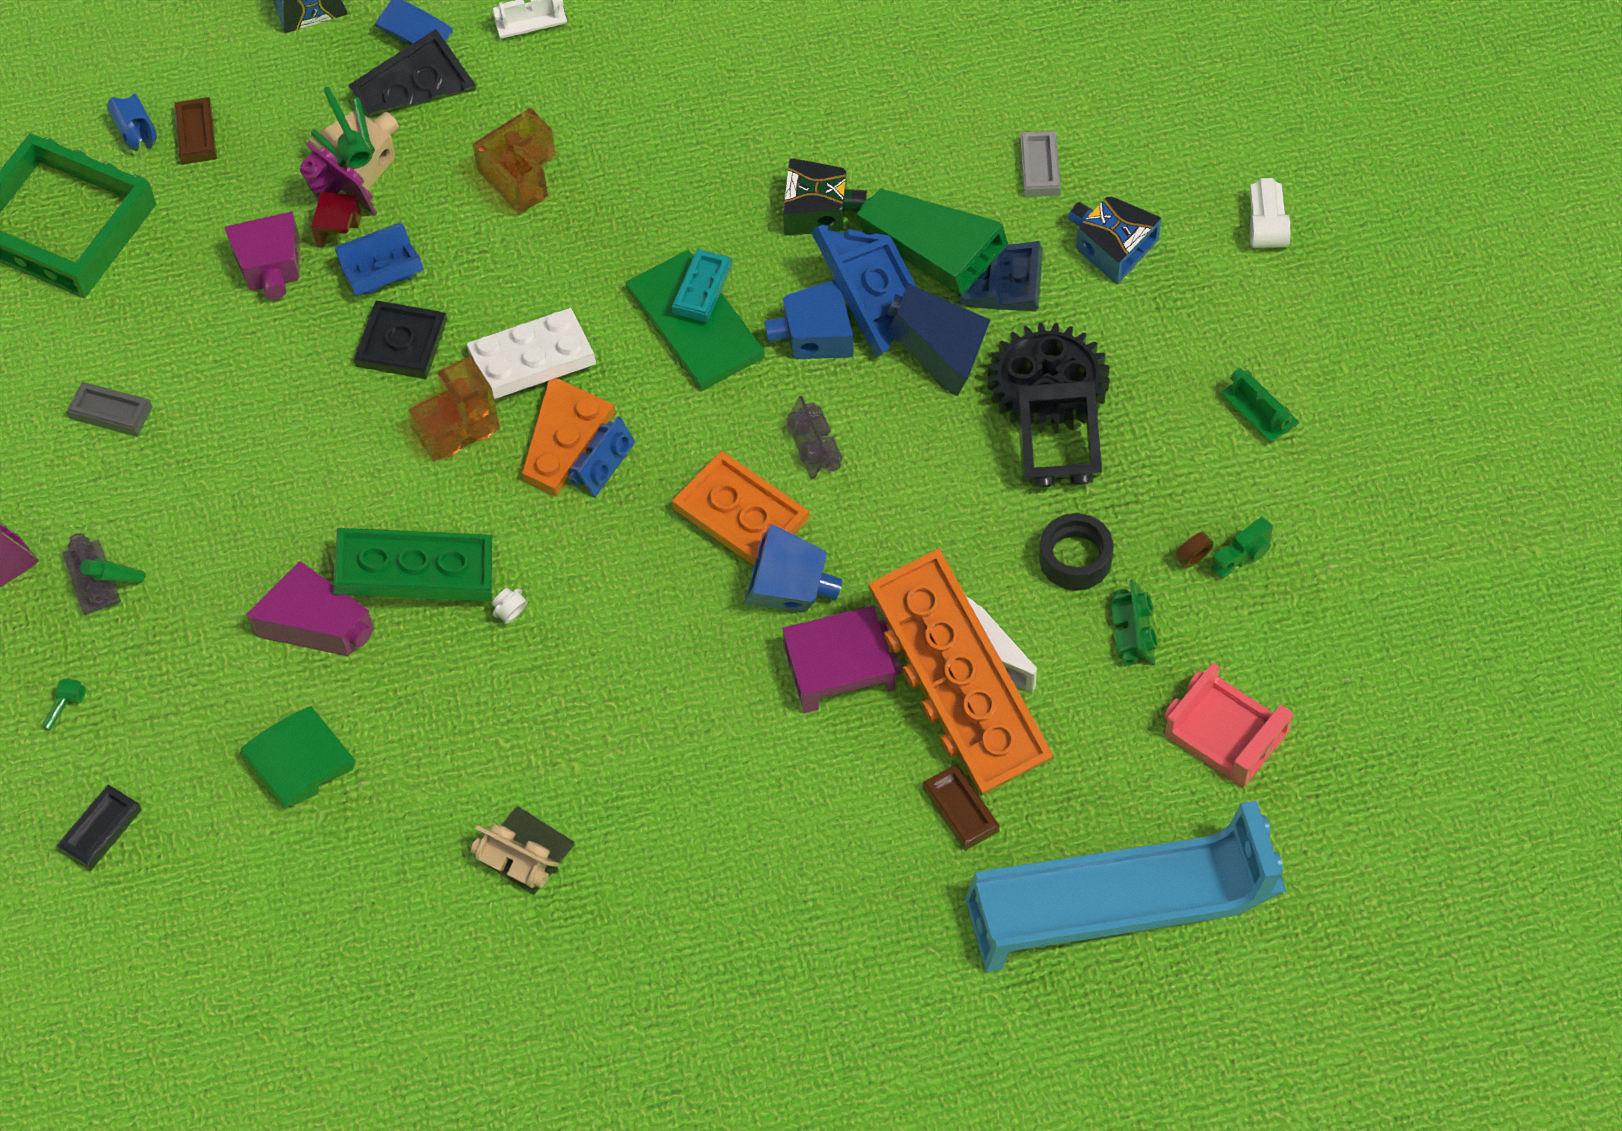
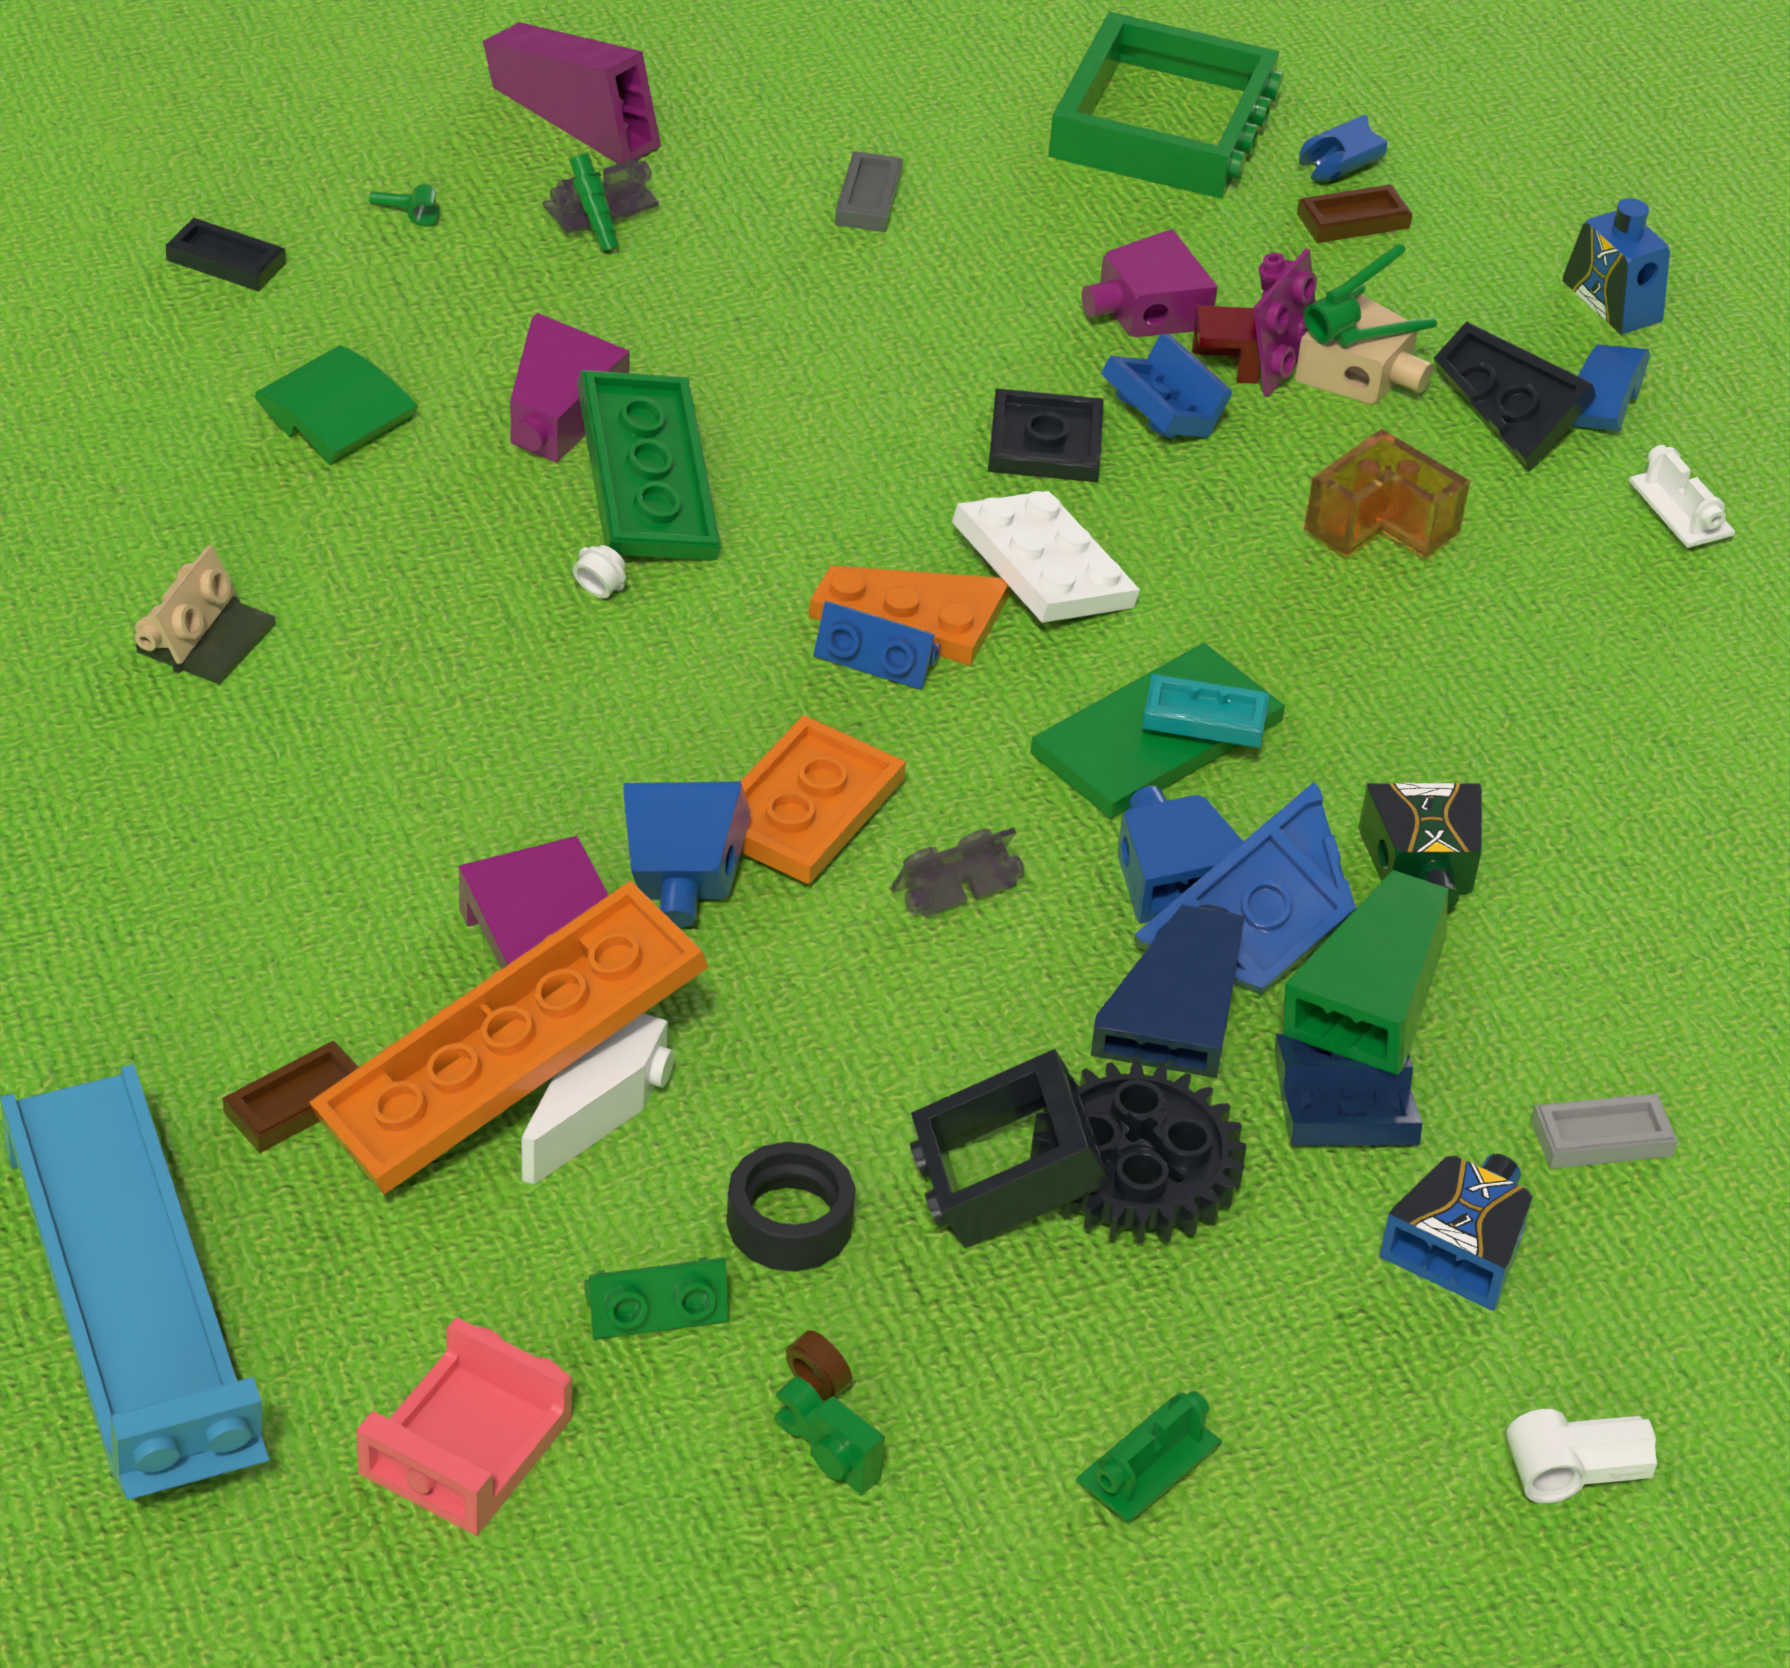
camera: 75 degrees right, 15 degrees down
(459, 414) = (914, 477): clear orange brick -> none

